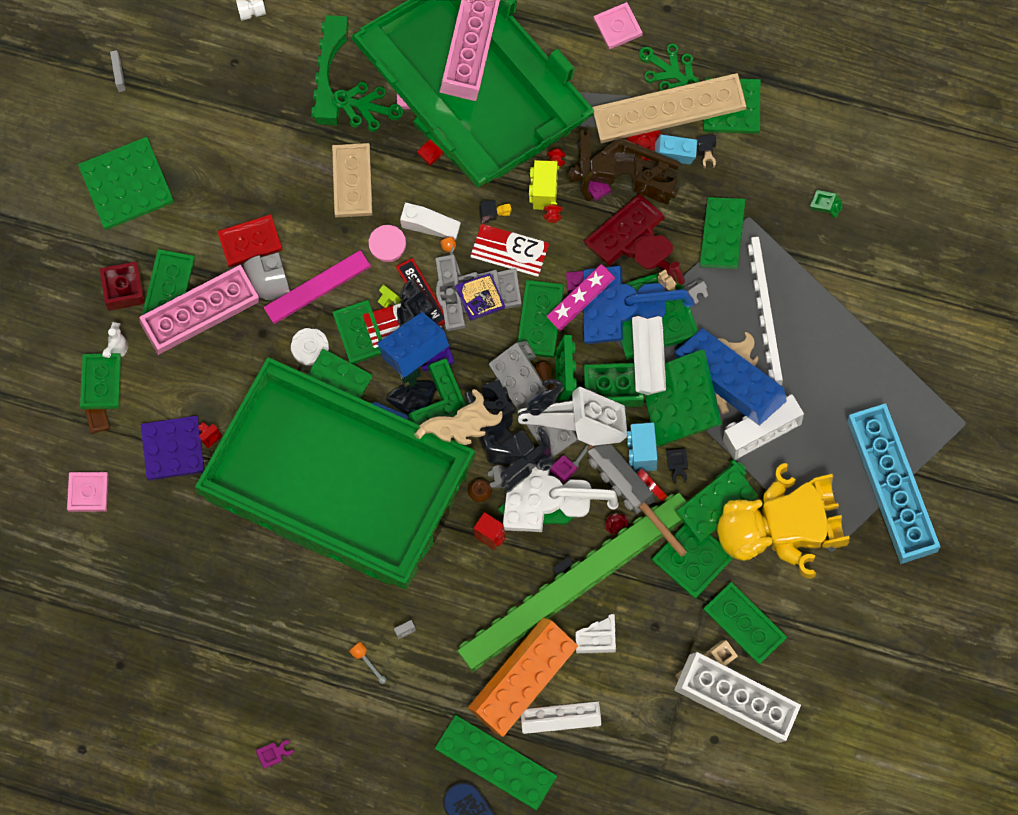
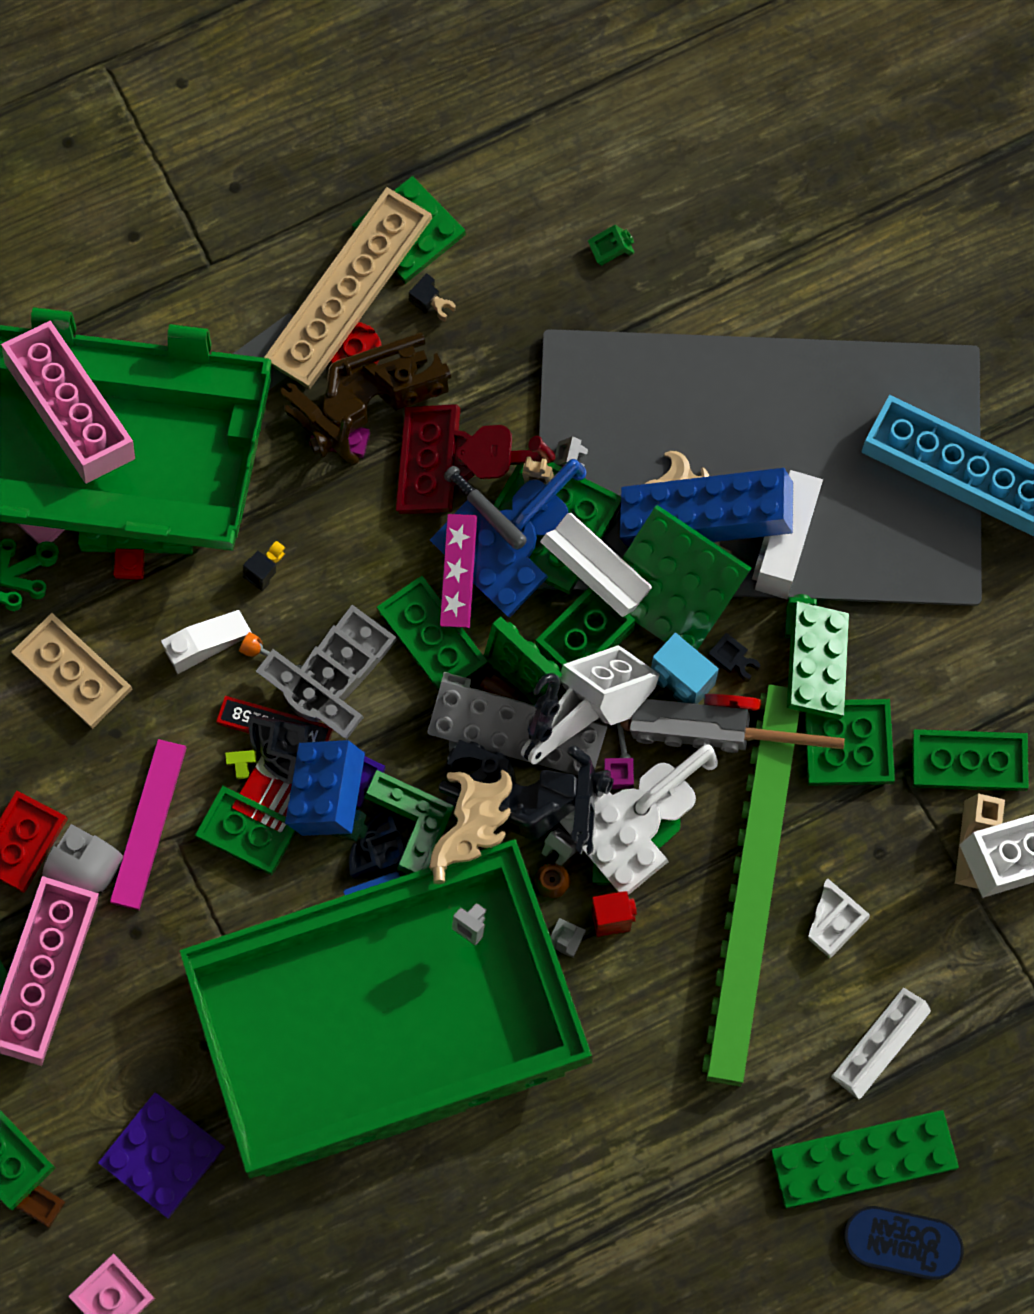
camera: 50 degrees left, 0 degrees up
(209, 435) = (191, 1100): red tile -> none
(303, 347) = (205, 897): white tile -> none
(340, 374) = (272, 896): green plate -> none
(359, 652) = (599, 1181): hinge -> none
(387, 243) = (180, 705): bright pink tile -> none
(404, 629) = (625, 1109): light grey tile -> none
(411, 468) = (470, 923): none -> light grey tile
(459, 524) = (567, 937): none -> light grey tile
(480, 297) = (348, 668): tile -> none
(509, 250) = (322, 592): sticker -> none
(522, 677) = (805, 1038): orange brick -> none
(544, 185) = (298, 485): neon yellow brick -> none
(564, 566) = (725, 879): black tile -> none
(574, 279) = (429, 561): magenta plate -> none
(615, 523) = (732, 779): dark red plate -> none
(617, 25) = (201, 249): bright pink tile -> none
(622, 289) = (498, 521): none -> dark grey piece
(672, 71) = (308, 247): green plant -> none
(677, 148) = (399, 322): medium azure brick -> none
(722, 233) = (536, 370): green plate -> none
(764, 304) = (656, 405): white plate -> none
(785, 524) = (910, 618): yellow piece -> none

